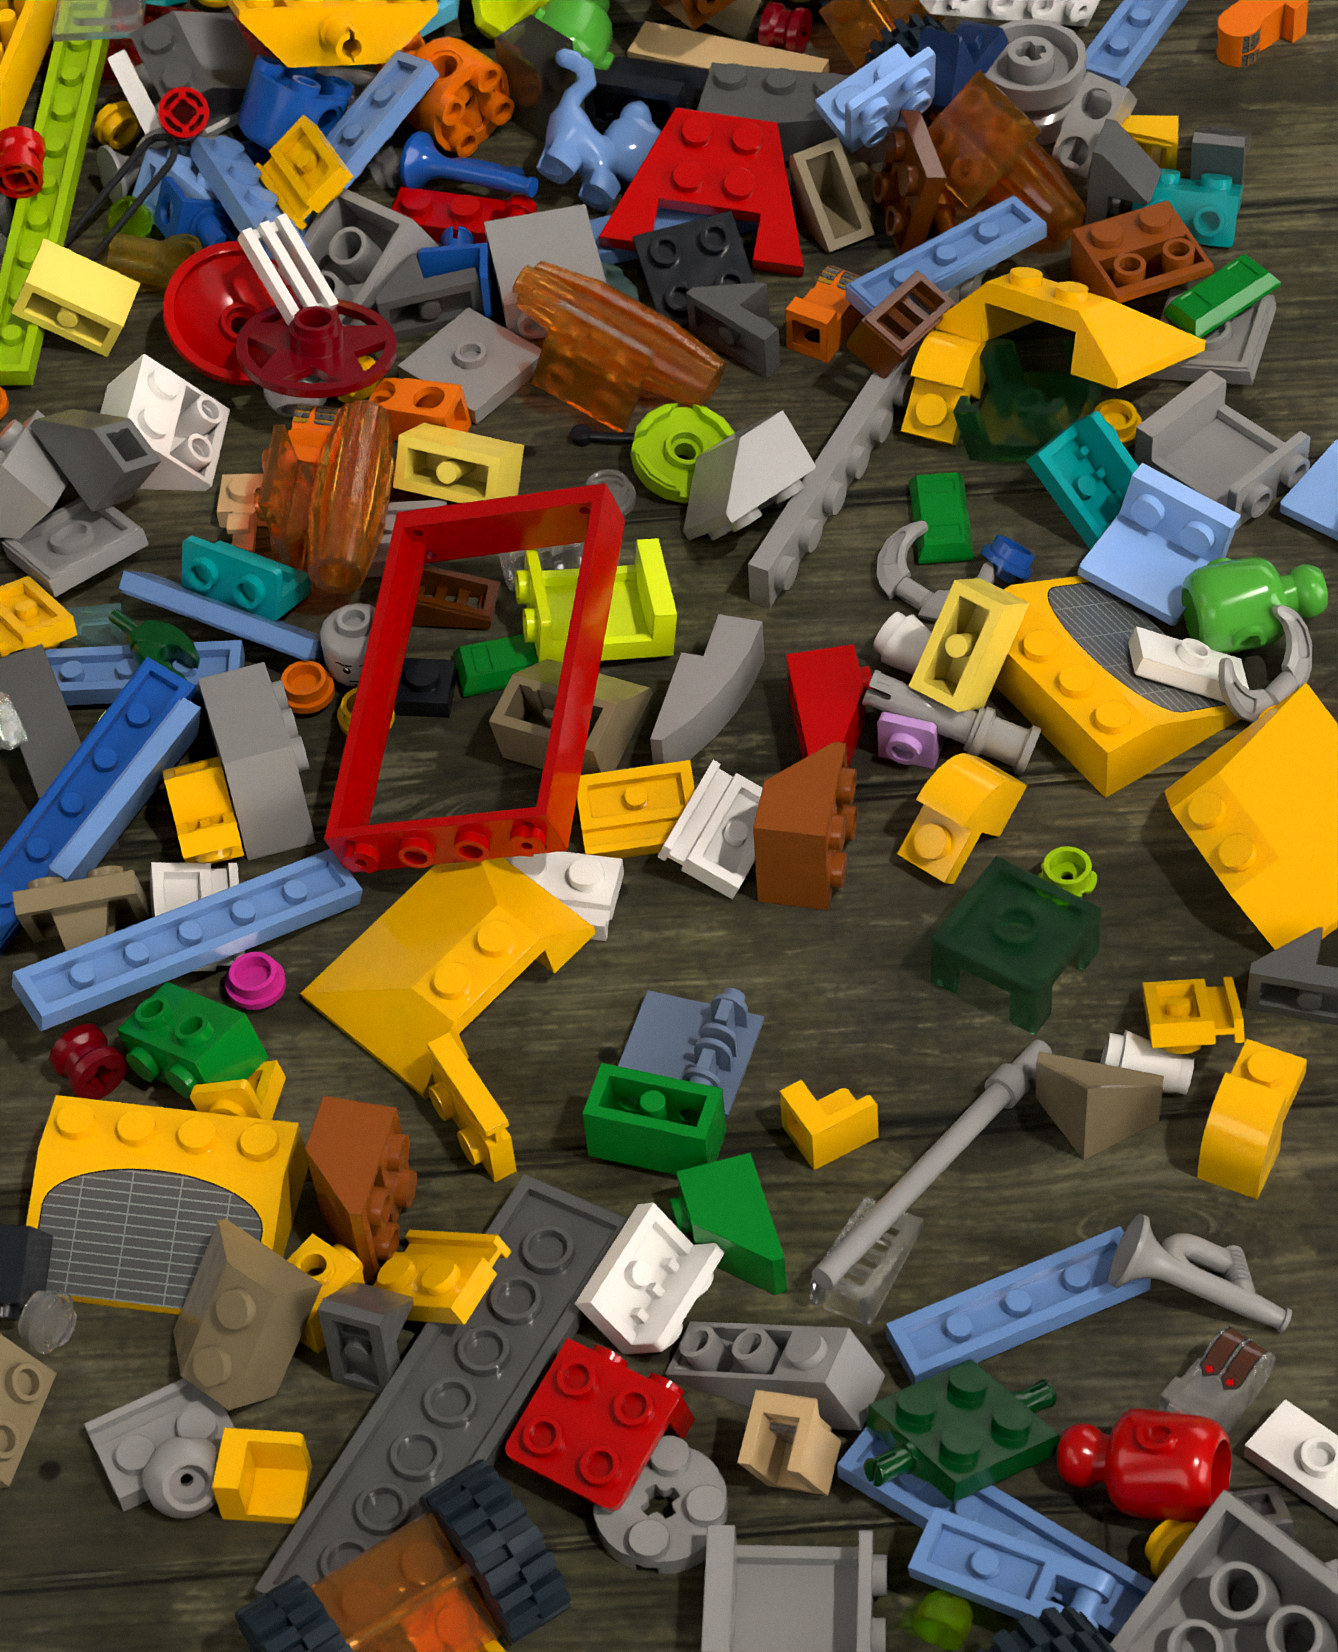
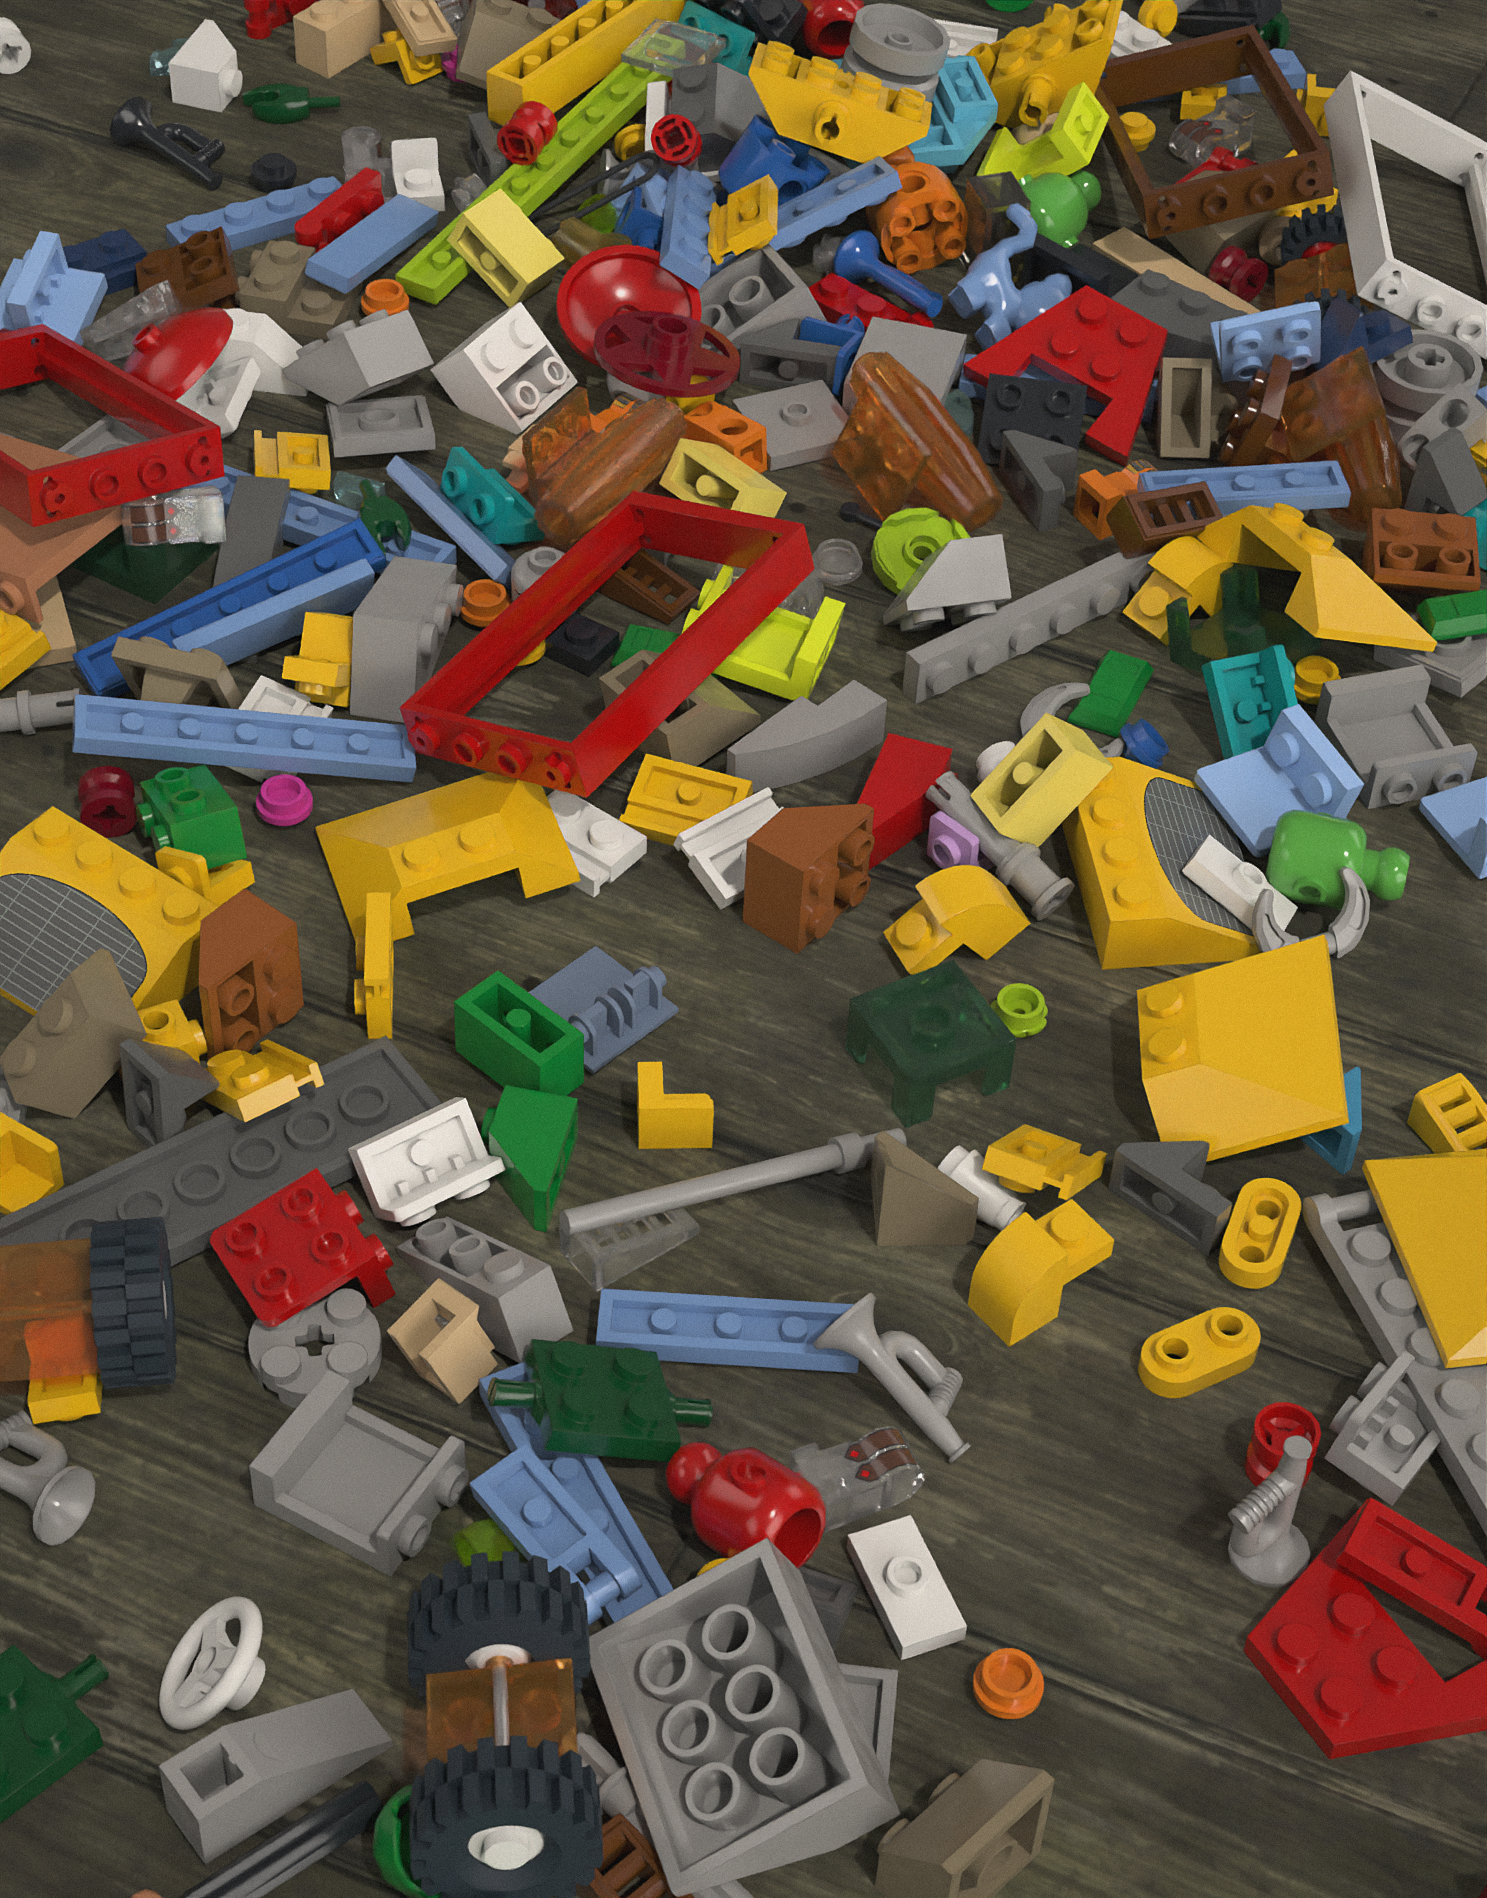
camera: 20 degrees right, 5 degrees down
(98, 454) = (432, 362): dark grey slope -> none
(294, 266) = (675, 246): white tile -> none

